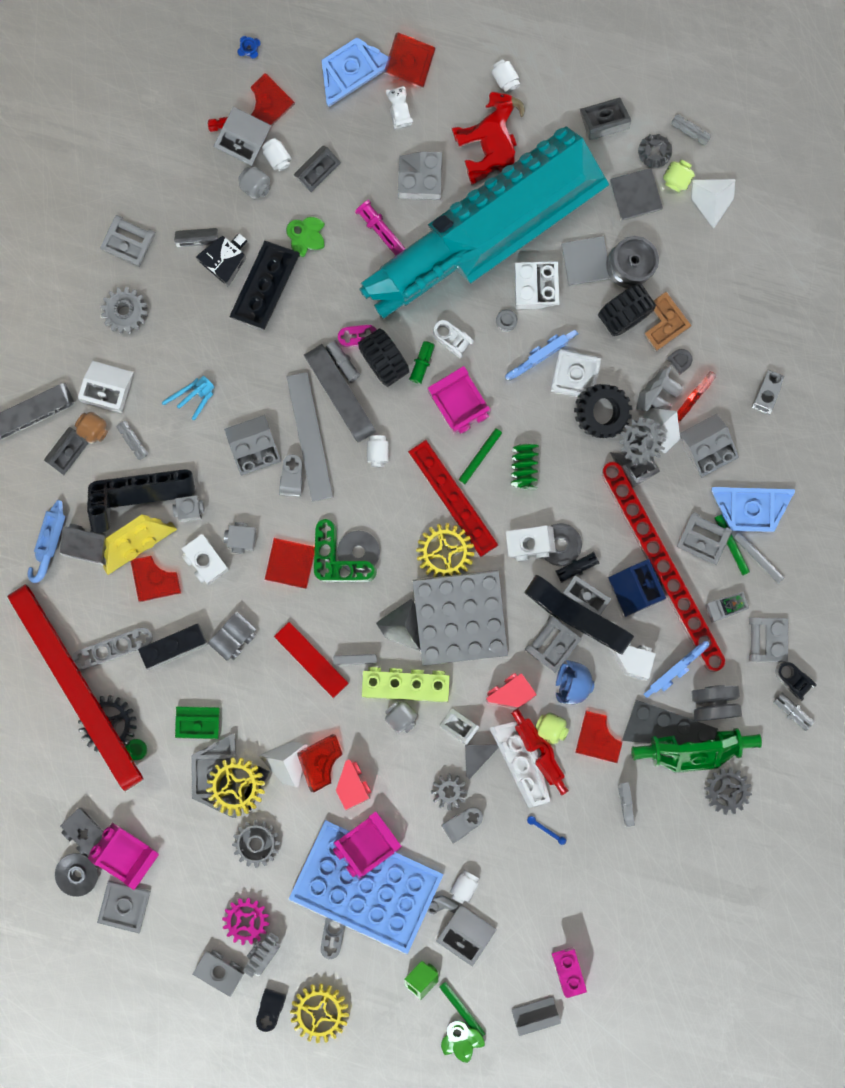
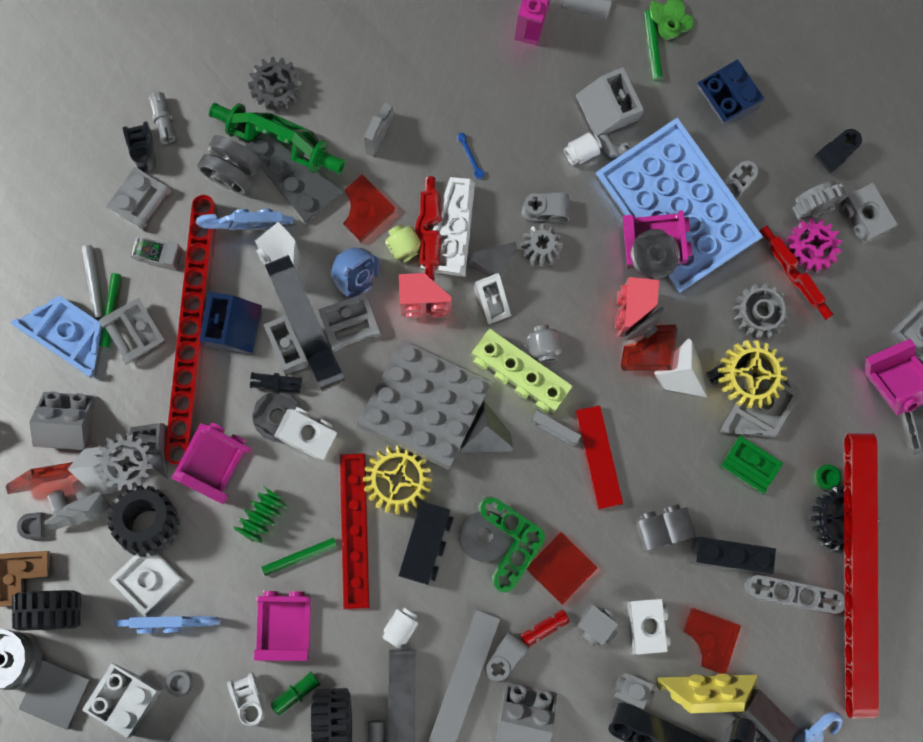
camera: 160 degrees left, 5 degrees down
(243, 888) = (800, 281): none -> red piece
(276, 514) = (545, 628): none -> red axle
(326, 995) = (783, 104): light yellow gear -> none
(333, 775) = (647, 327): none -> flat silver dish
(360, 831) = (655, 254): none -> flat silver tile
(379, 1001) = (731, 92): none -> dark blue slope
(396, 519) = (426, 543): none -> black brick
(421, 979) = (676, 89): bright green brick -> none
(584, 480) = (210, 461): none -> dark pink panel

